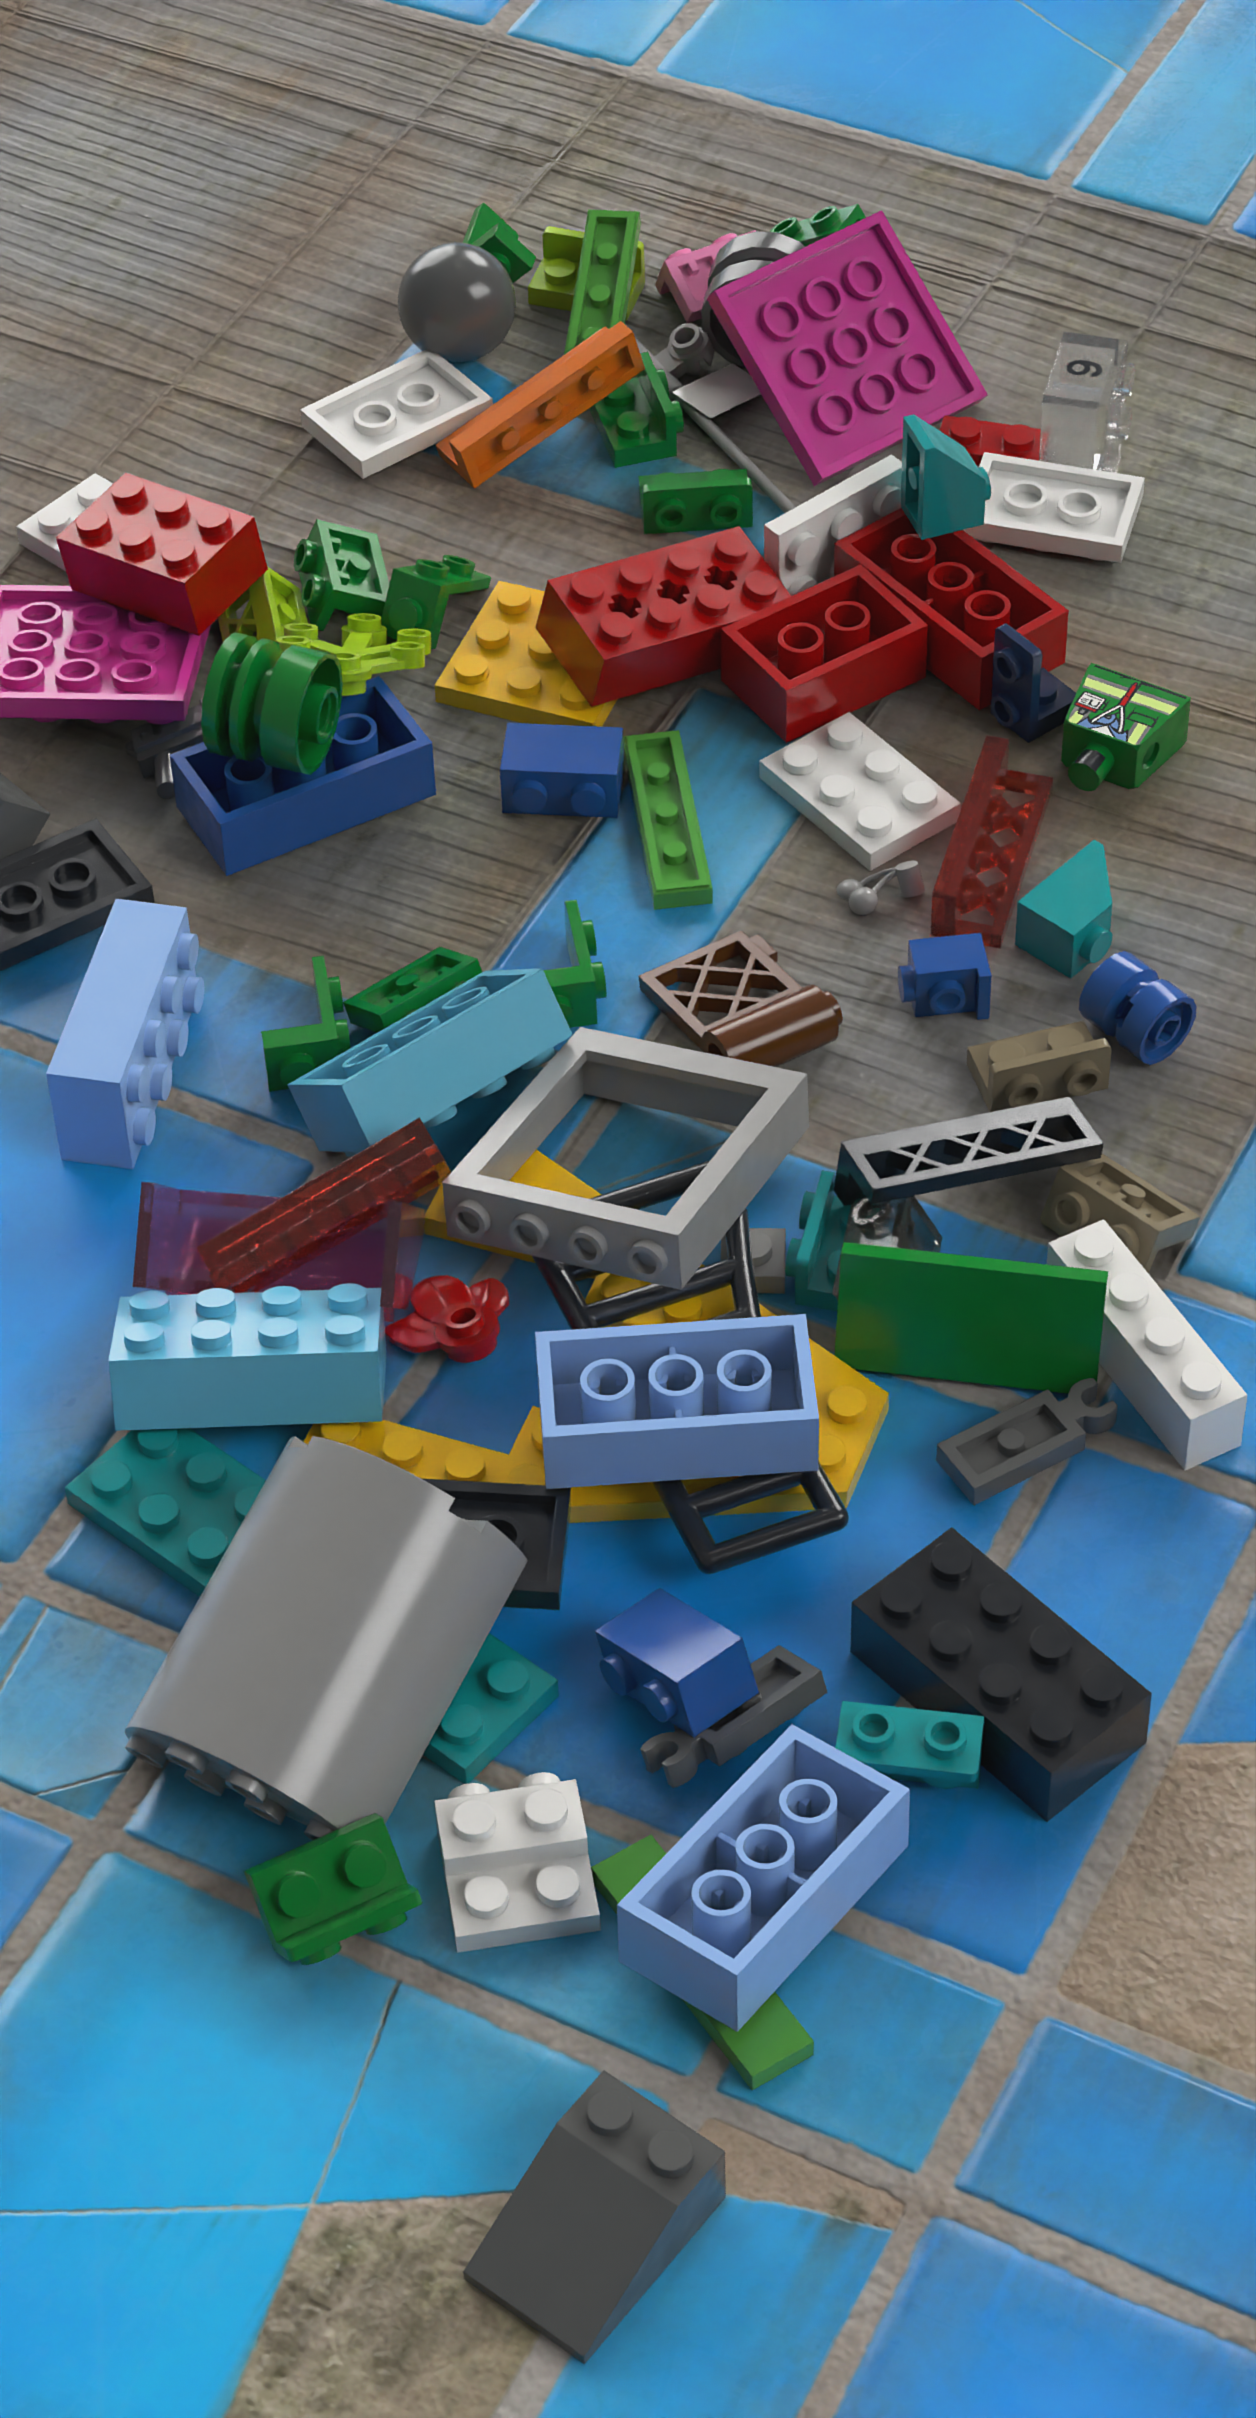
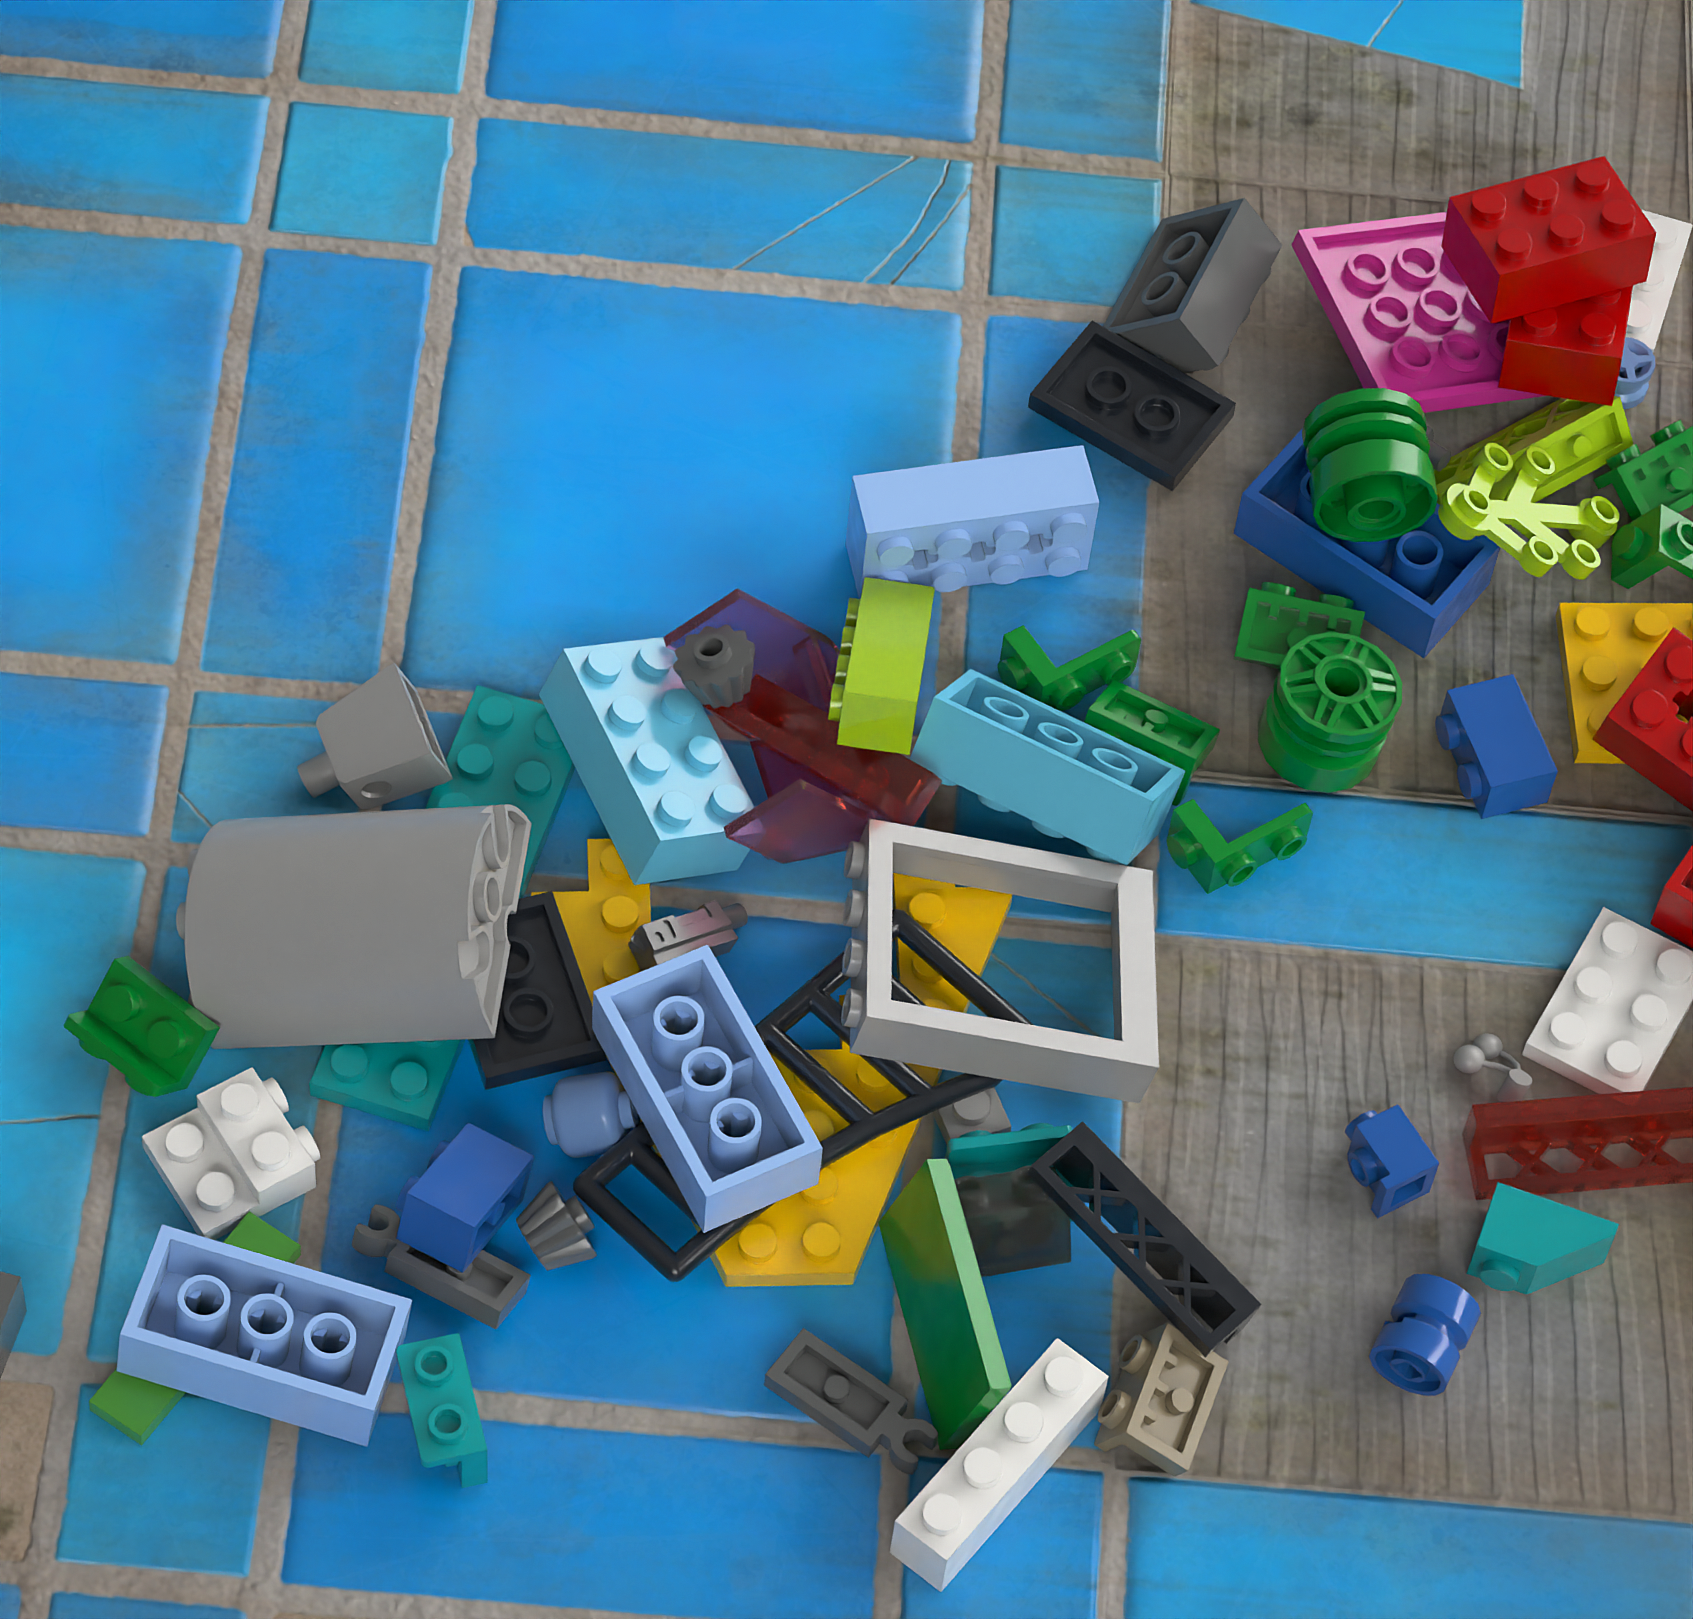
camera: 60 degrees right, 10 degrees up
(101, 1580) = (377, 744): none -> light grey torso
(111, 507) = (1548, 239): none -> red brick
(199, 1244) = (716, 665): none -> dark grey piece
(260, 1133) = (881, 665): none -> lime brick
(368, 860) = (1278, 620): none -> green bracket
(452, 1318) = (791, 901): red plate -> none
(468, 1410) = (678, 935): none -> dark grey piece
(477, 854) = (1329, 712): none -> green wheel
(625, 1536) = (588, 1114): none -> medium blue head
(667, 820) = (1492, 858): bright green tile -> none
(741, 1600) = (557, 1228): none -> dark grey piece
(756, 1028) = (1249, 1025): reddish brown piece -> none
(976, 1642) = (566, 1457): black brick -> none
(1040, 1066) = (1322, 1277): dark tan bracket -> none

